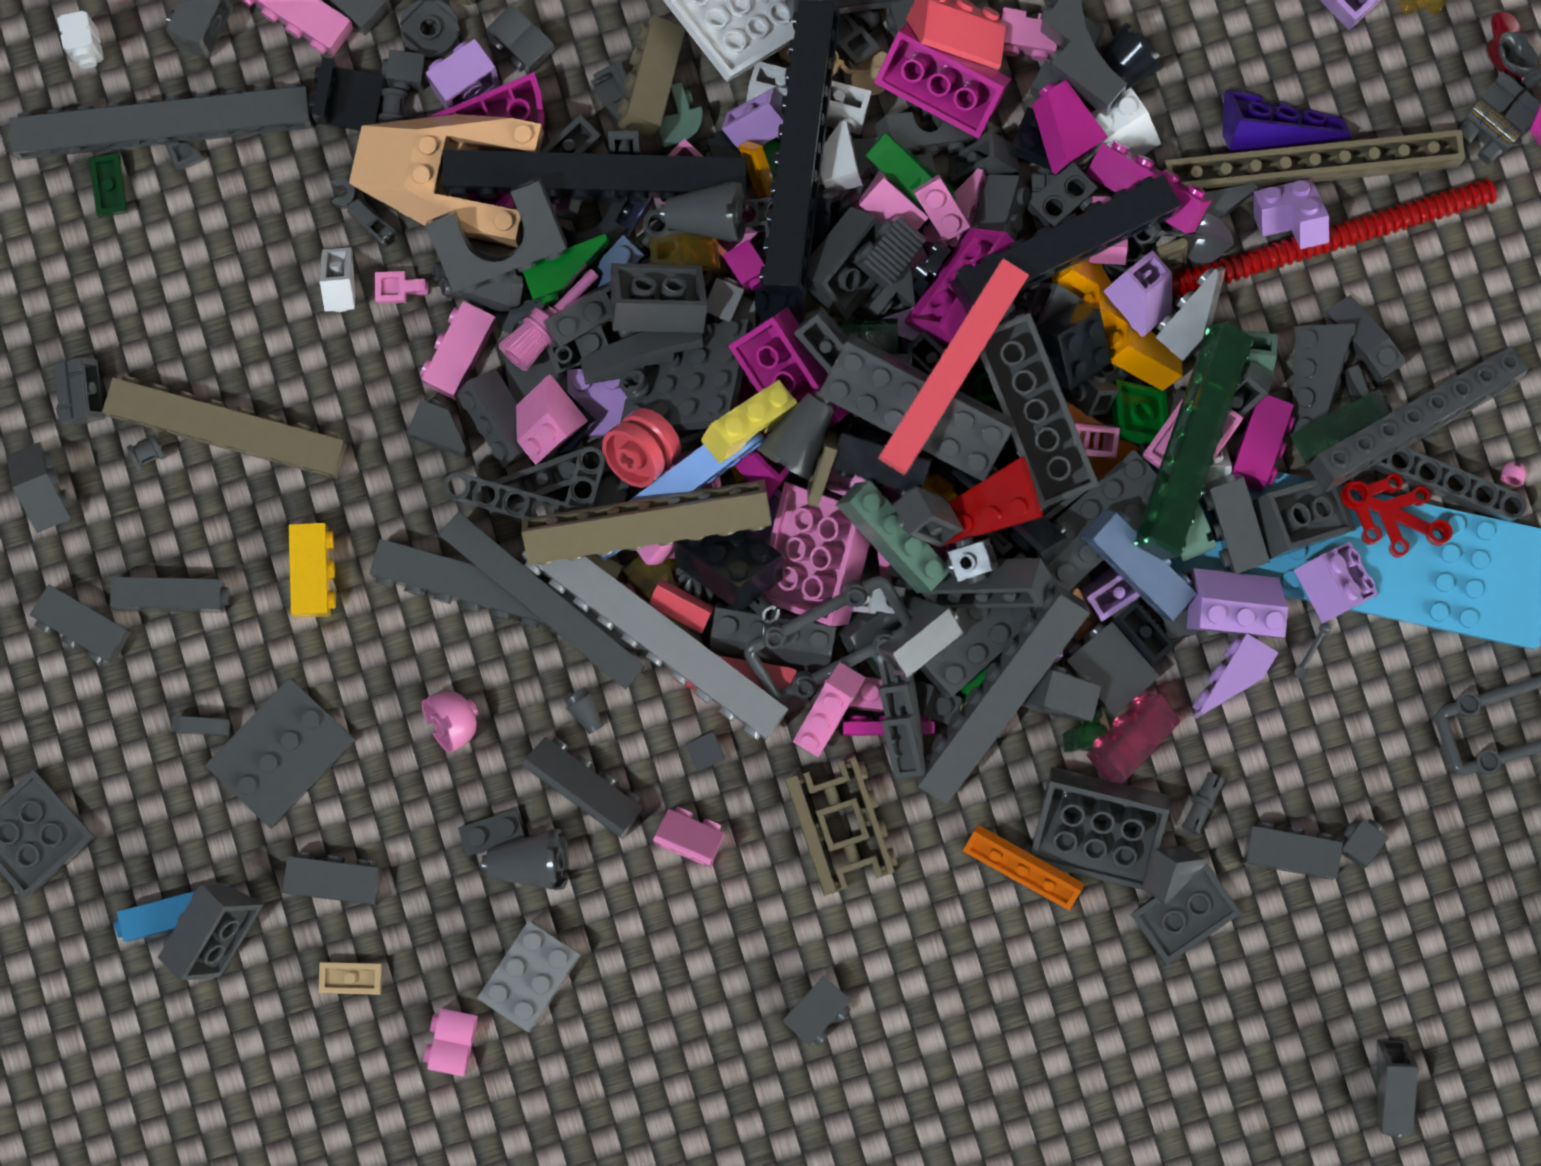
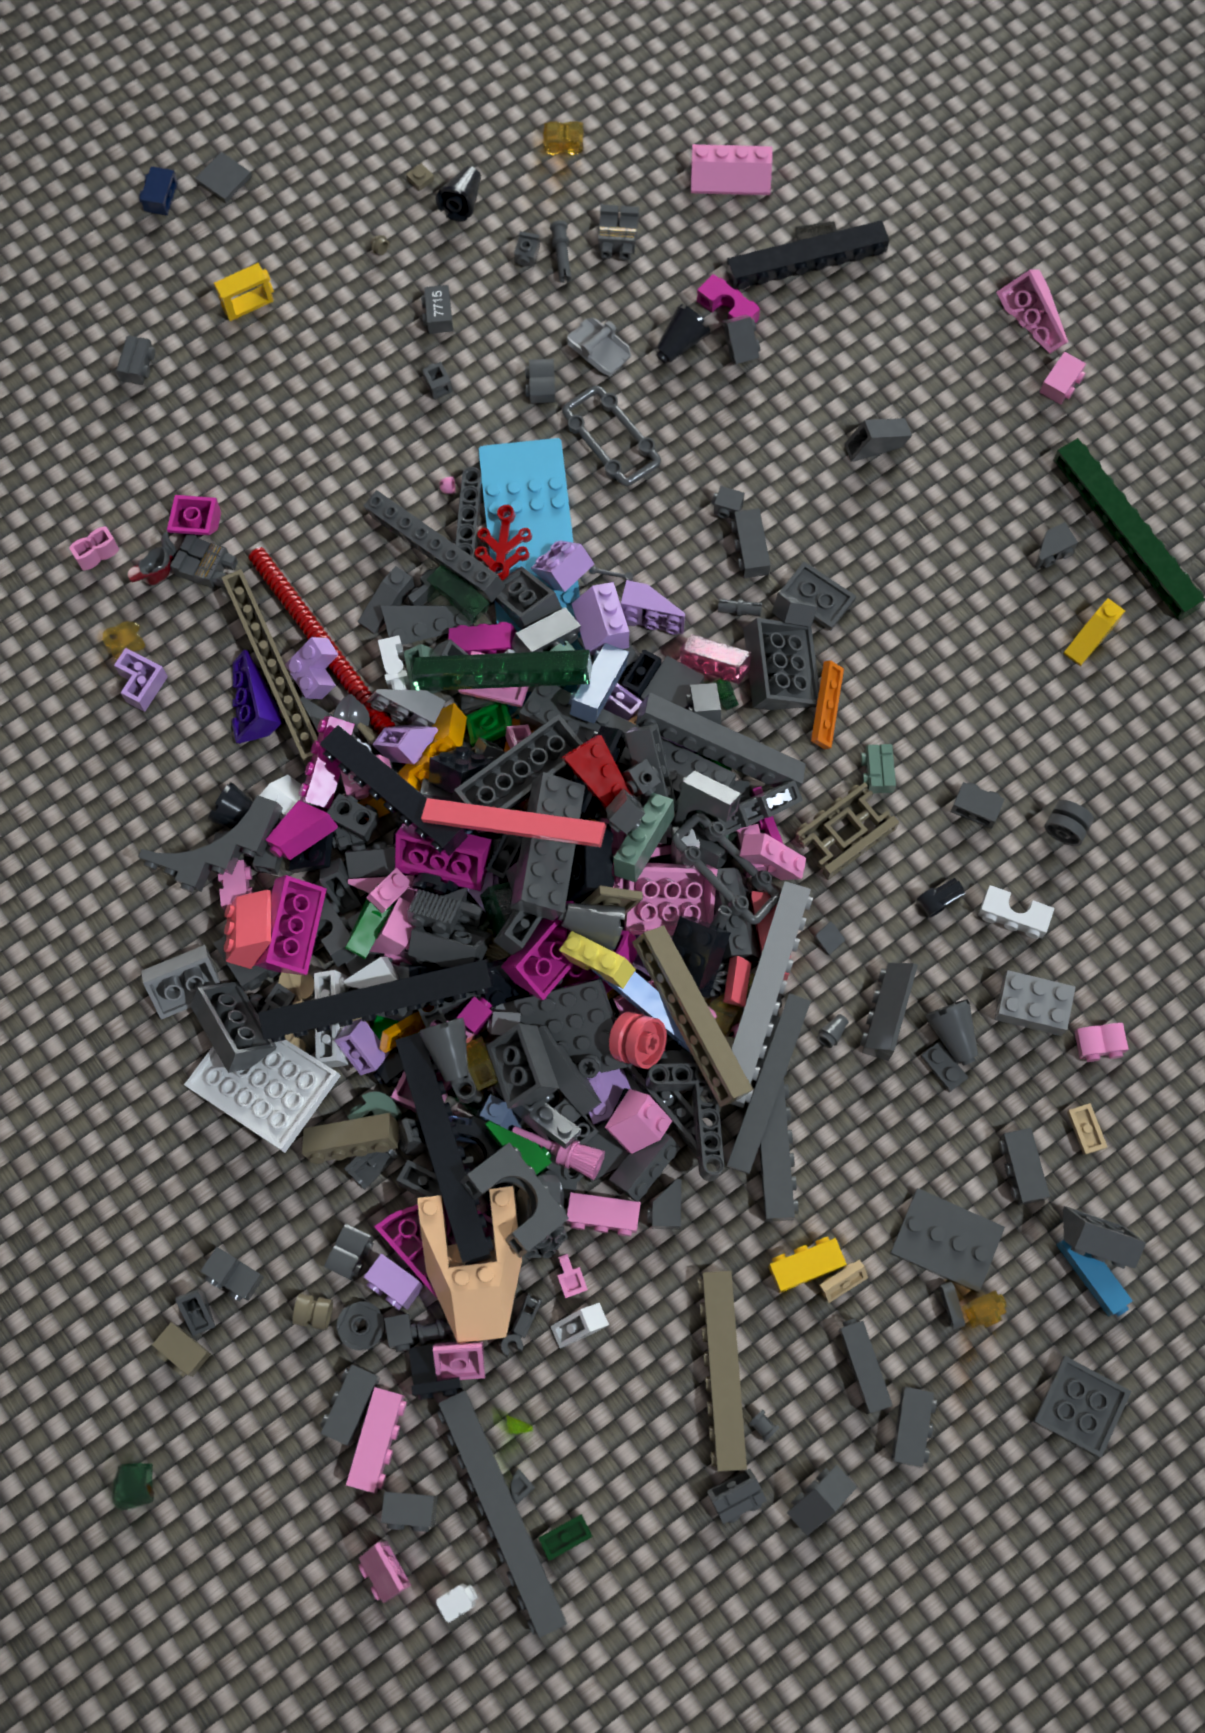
camera: 105 degrees left, 10 degrees down
(178, 759) = (985, 1310): none -> clear yellow brick
(249, 171) = (518, 1427): none -> clear neon green slope
(274, 601) = (843, 1281): none -> tan plate
(344, 123) = (459, 1360): none -> bright pink slope
(452, 718) = (876, 1120): bright pink cylinder -> none
(635, 1021) = (996, 909): none -> white arch
(689, 837) = (895, 925): bright pink slope -> none
(708, 907) = (936, 900): none -> black piece
(748, 1118) = (1069, 823): none -> dark grey wheel
(910, 901) = (879, 768): none -> sand green brick
(1260, 315) = (392, 654): none -> white hips

